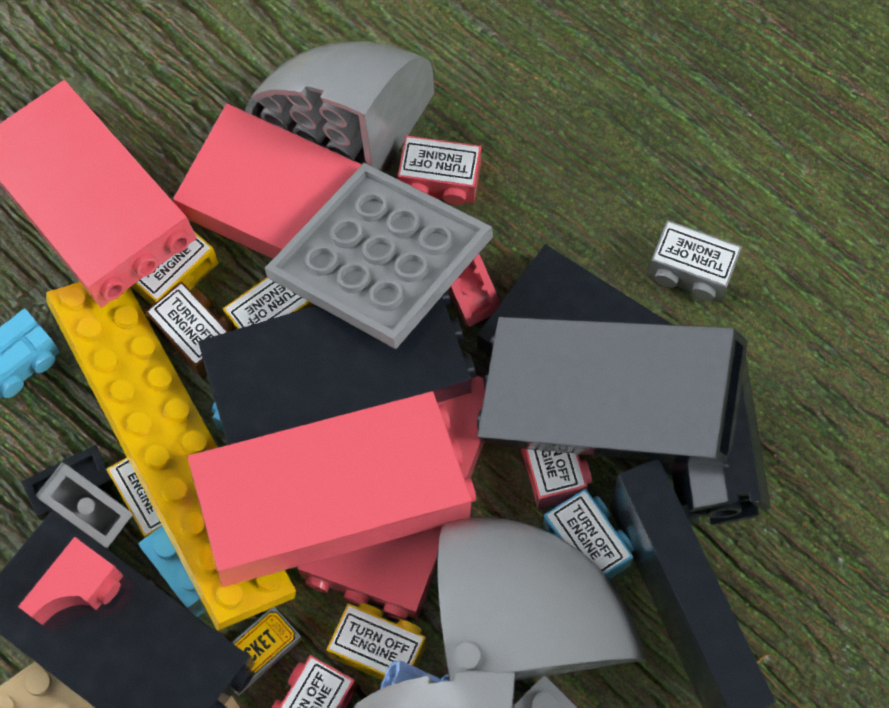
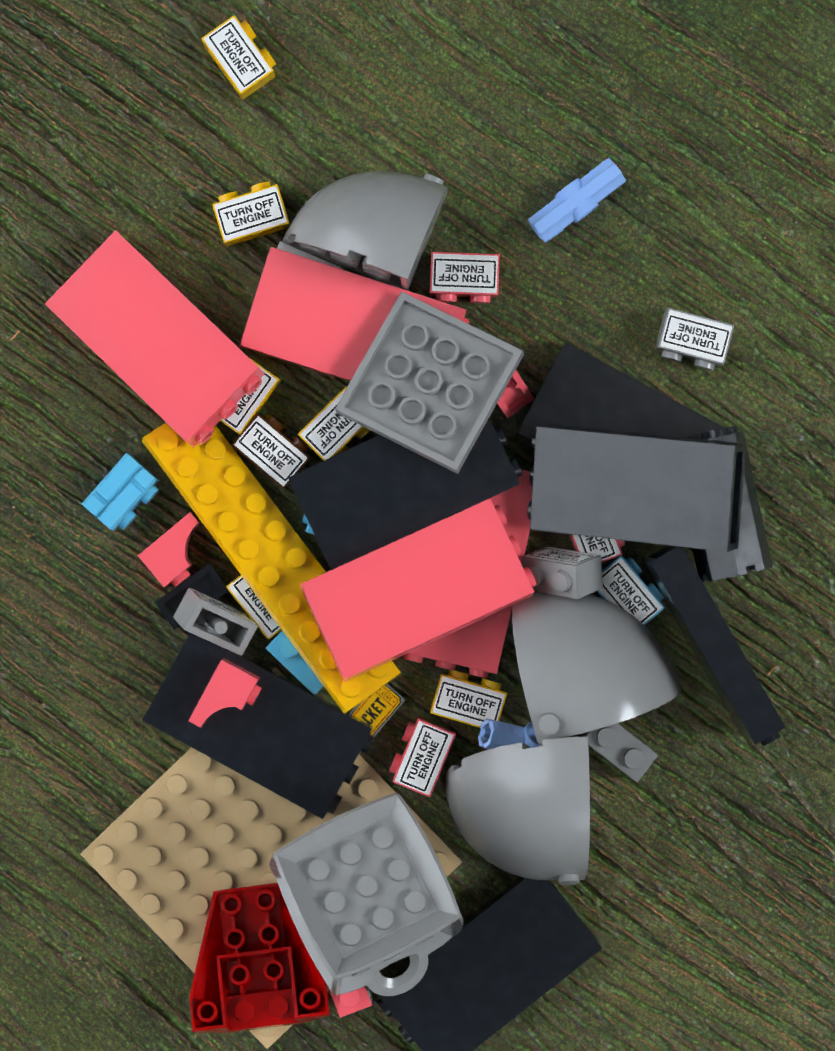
camera: 15 degrees left, 20 degrees up
(52, 426) = (169, 554): none -> coral arch
(213, 82) = (250, 214): none -> brick
(515, 496) = (564, 572): none -> light grey brick
(574, 109) = (576, 200): none -> light blue piece

